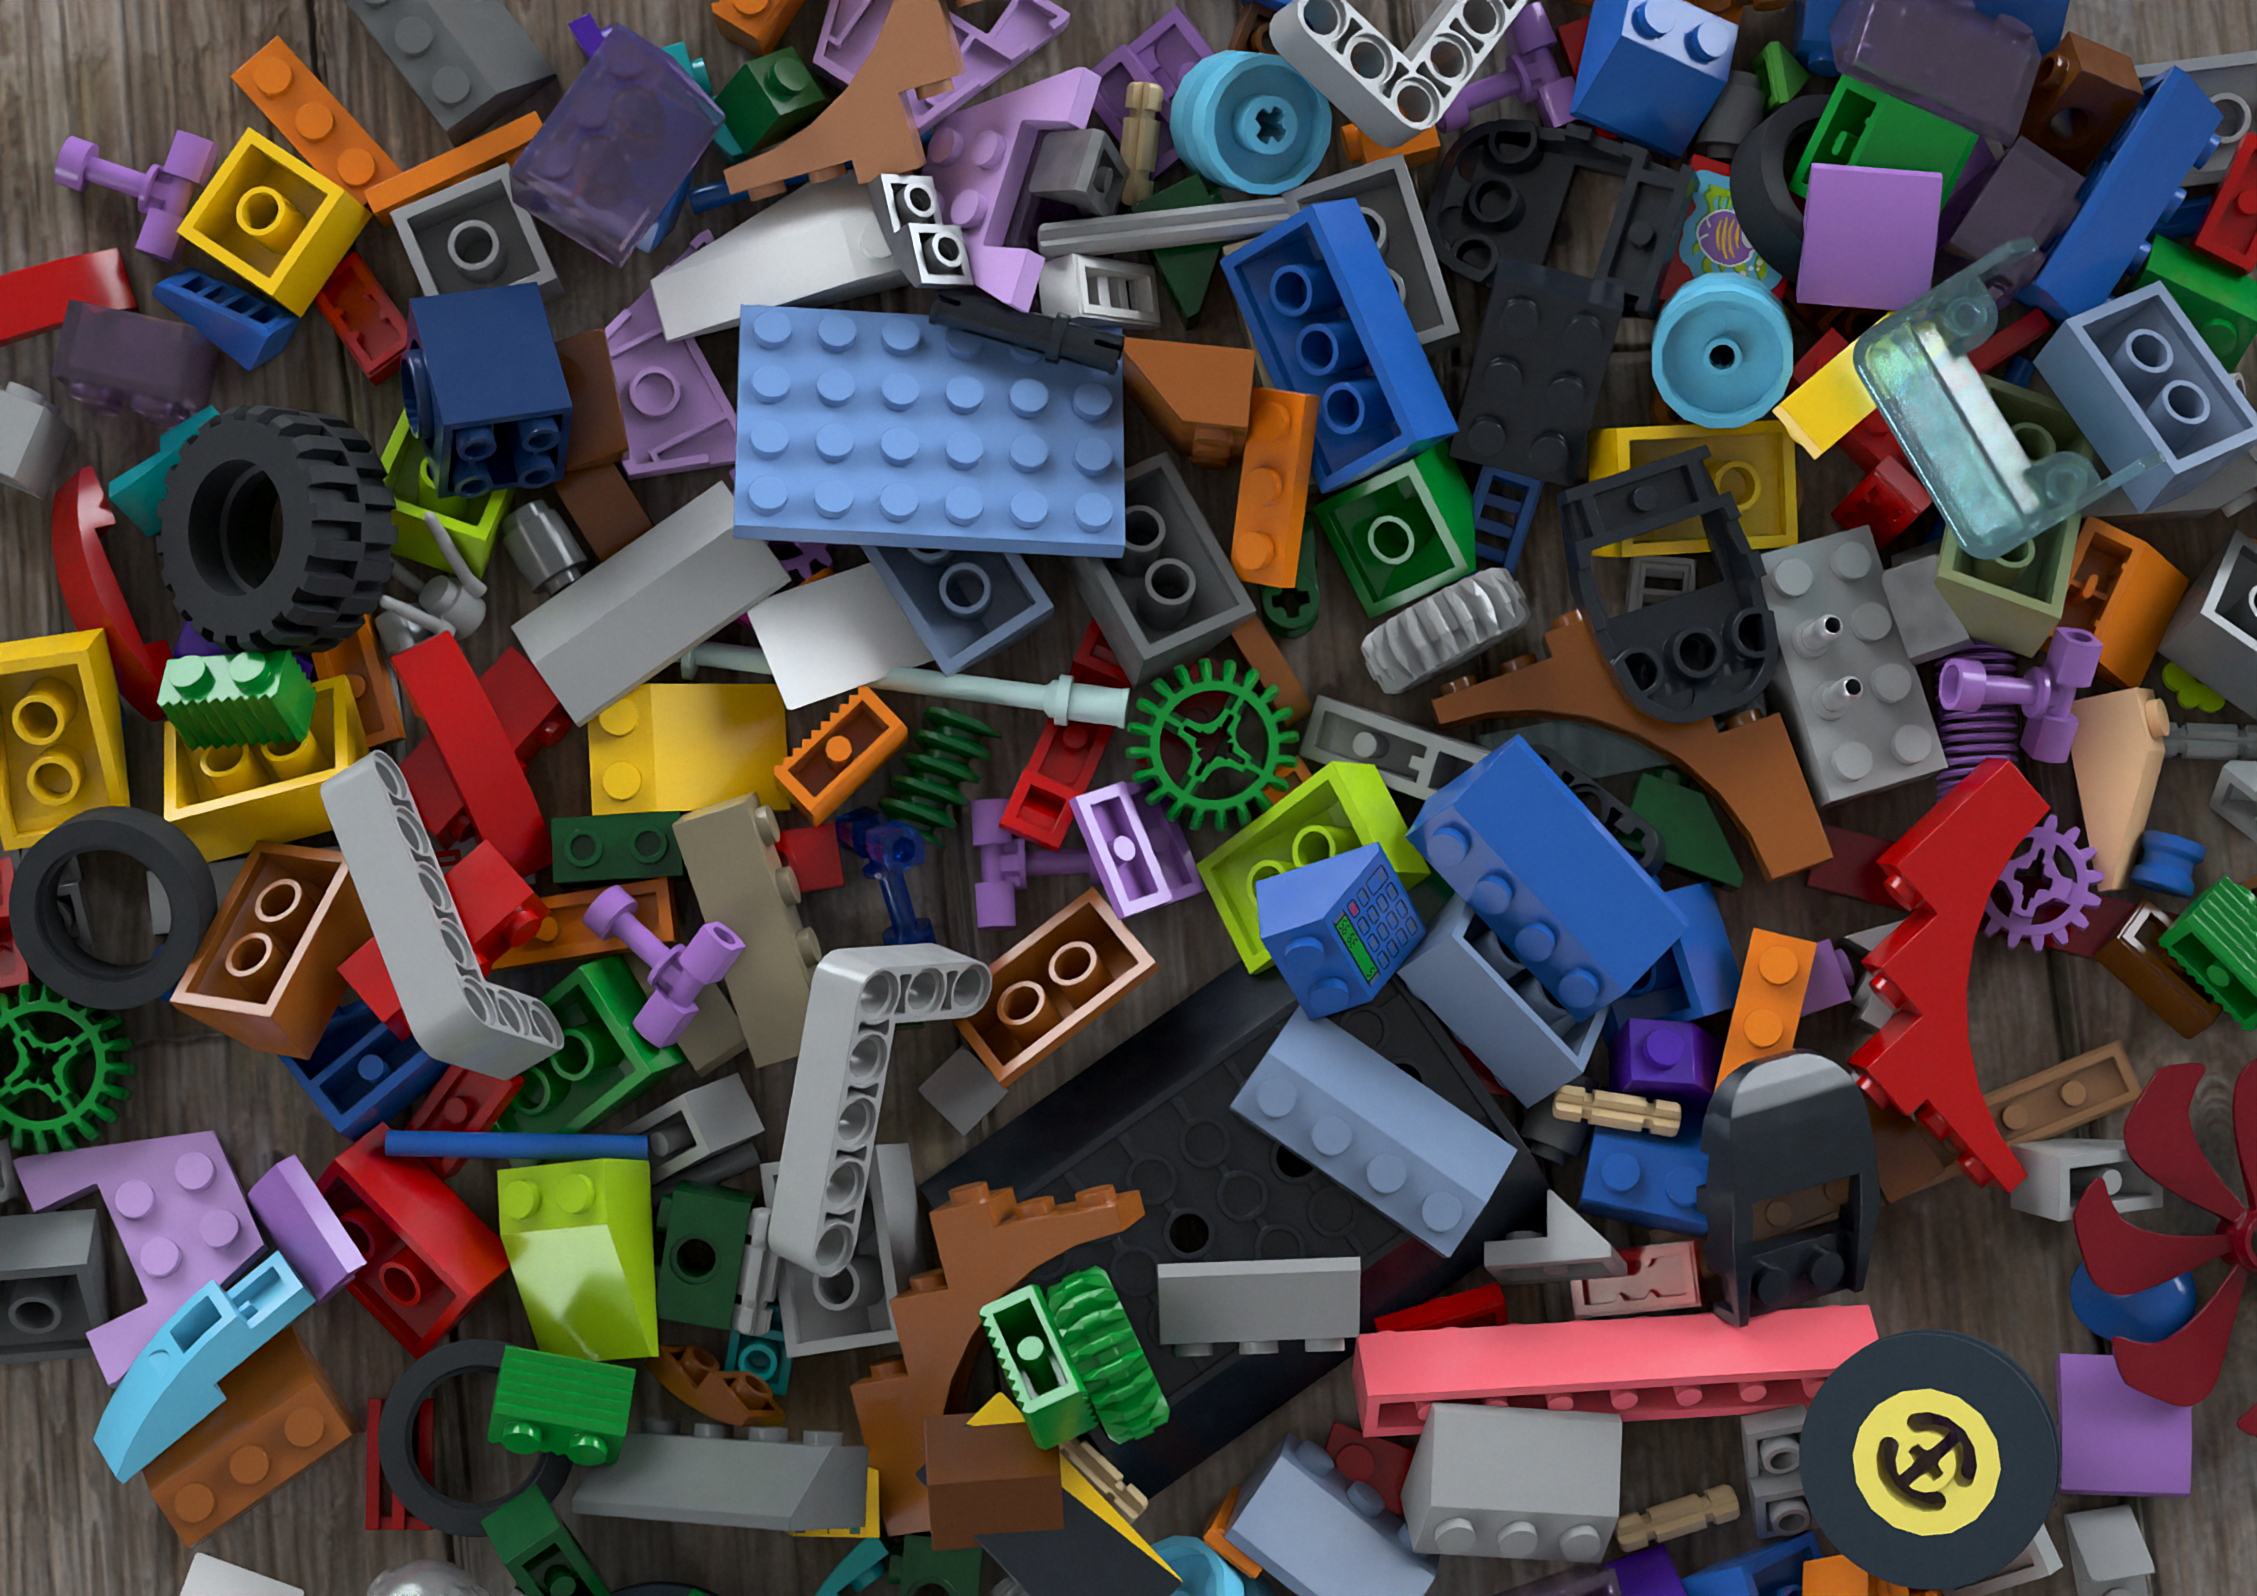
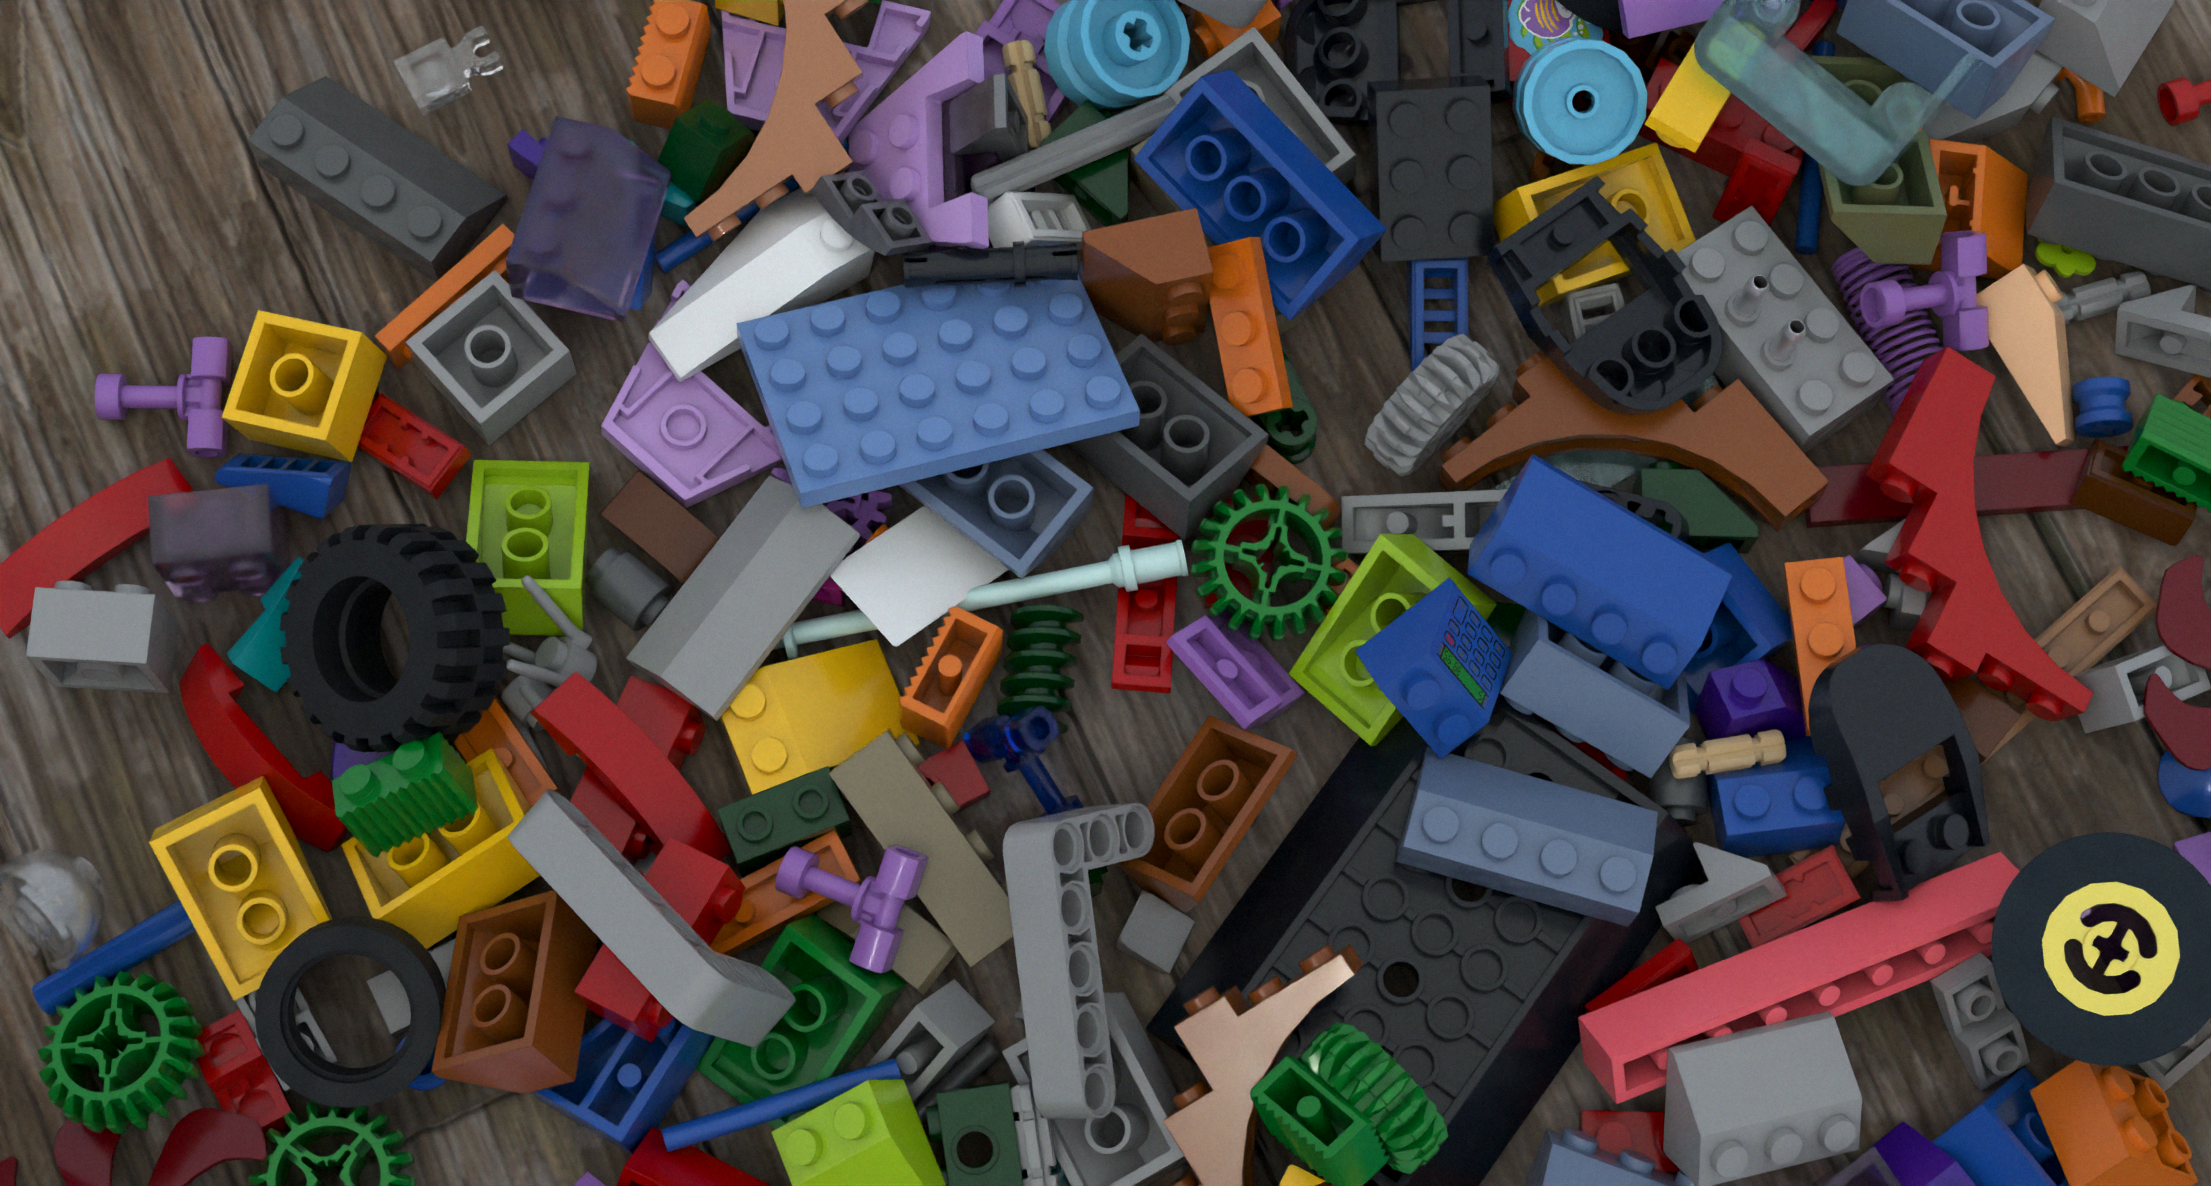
camera: 20 degrees left, 10 degrees down
(313, 120) = (302, 292): orange plate -> none
(462, 1103) = (720, 1080): red plate -> none
(486, 390) = (541, 461): dark blue brick -> none
(597, 418) = (629, 447): reddish brown slope -> none
(1008, 865) = (1127, 725): medium lavender bar -> none
(1258, 1304) = (1486, 1009): light grey slope -> none
(1403, 529) = (1363, 338): green slope -> none
(1676, 1518) = (1907, 1093): tan axle -> none
(1920, 611) = (1826, 252): flat silver slope -> none
(2061, 892) = (2022, 454): medium lavender gear -> none

